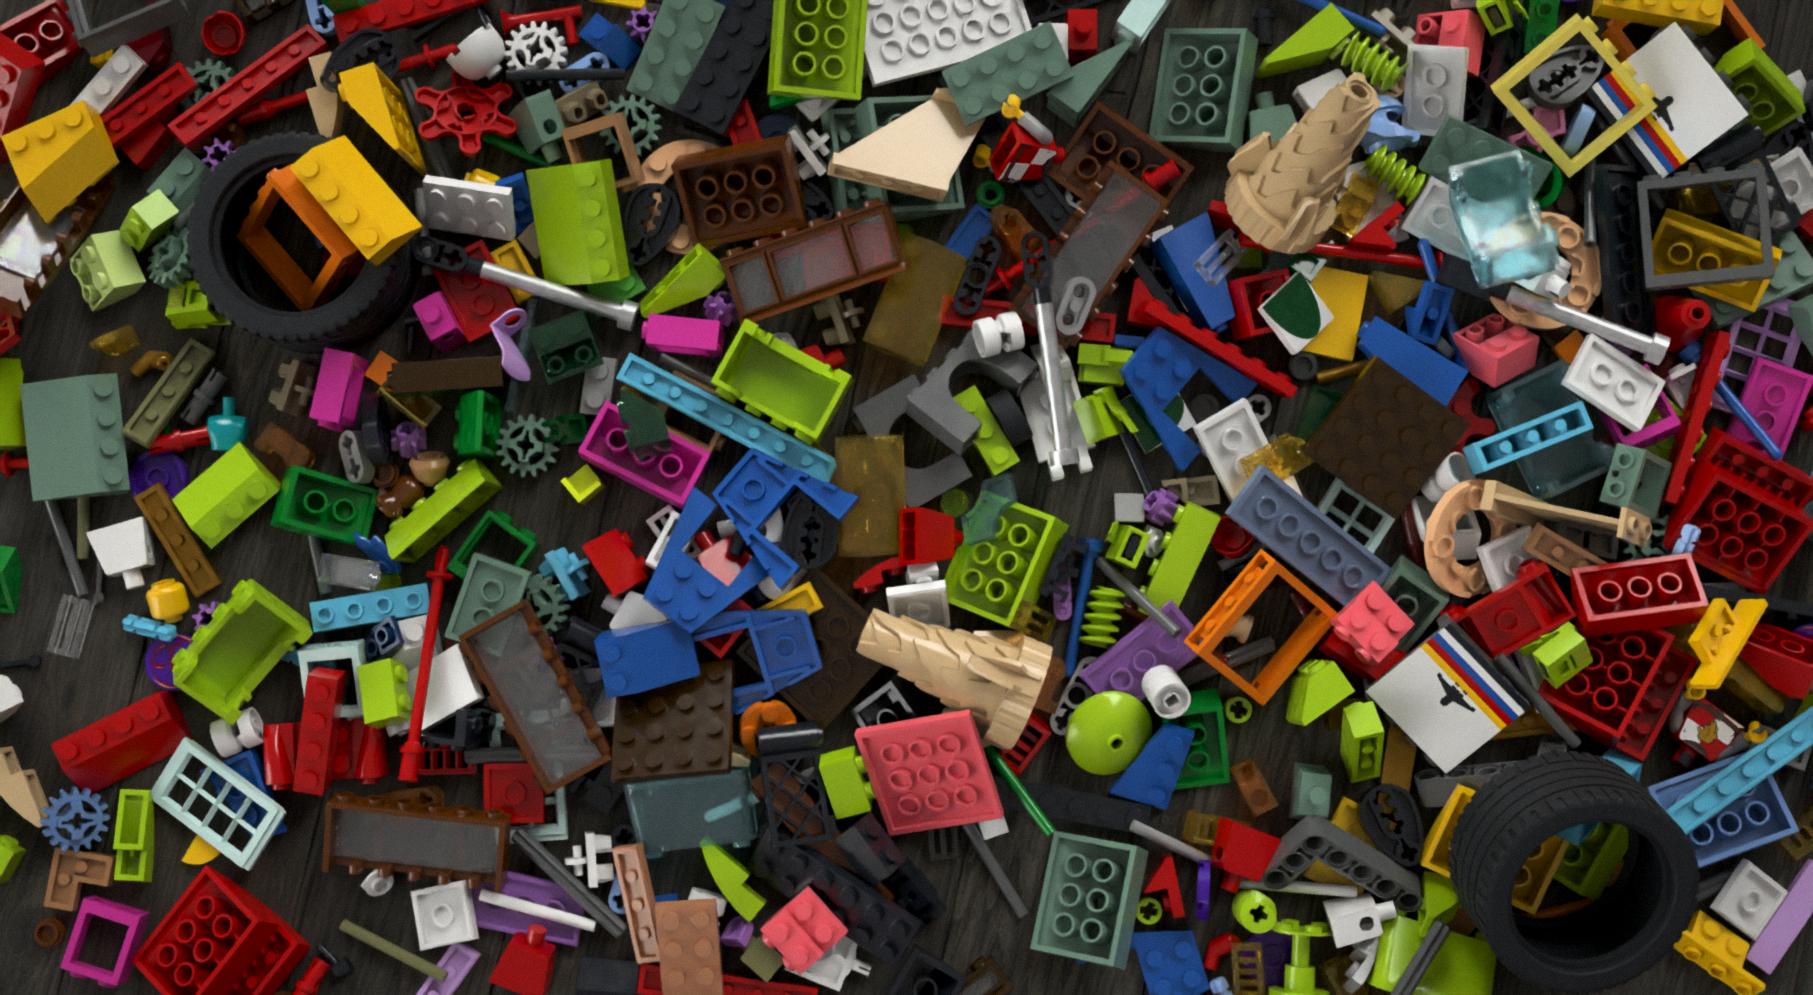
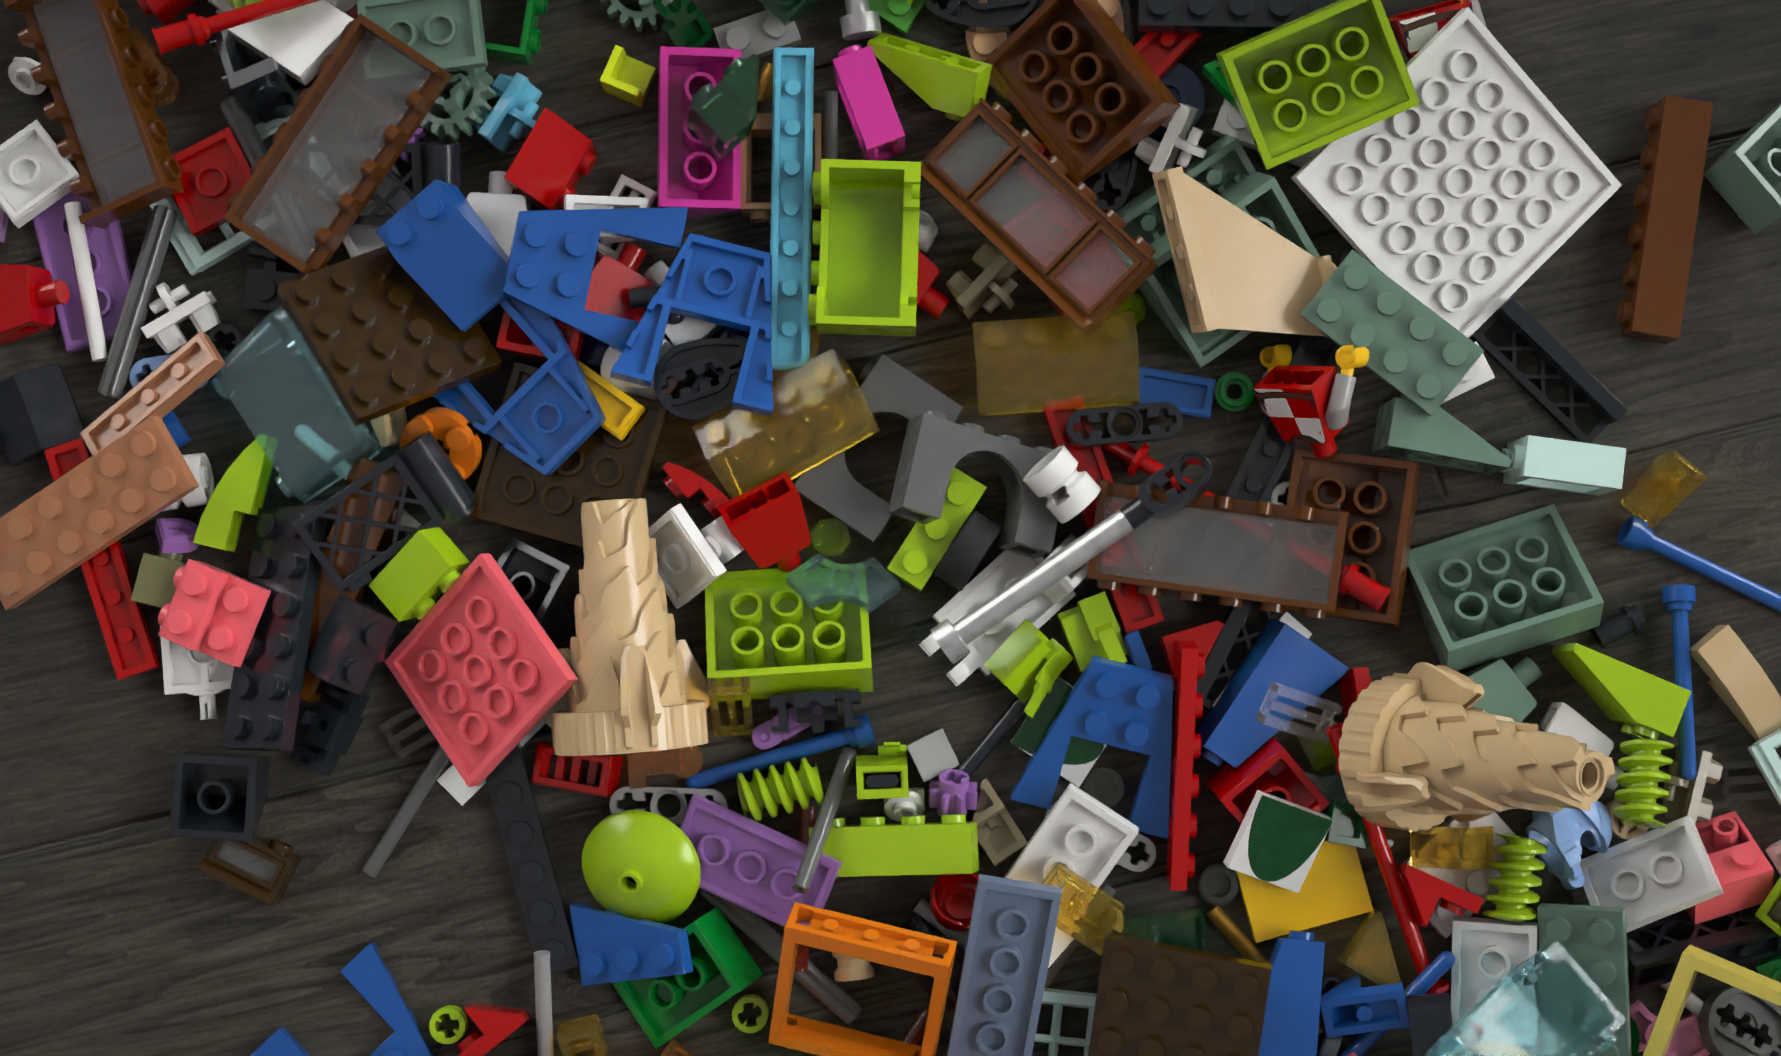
camera: 55 degrees right, 0 degrees up
(446, 770) = (189, 56): red slope -> none
(721, 308) = (924, 132): medium lavender gear -> none
(1014, 230) = (1204, 440): clear orange piece -> none
(1019, 790) = (514, 793): green bar -> none
(1075, 306) = (1145, 562): light grey plate -> none
(1081, 34) = (1489, 401): red torso -> none
(1089, 899) = (423, 946): sand green slope -> none
(1166, 691) = (723, 912): white wheel -> none

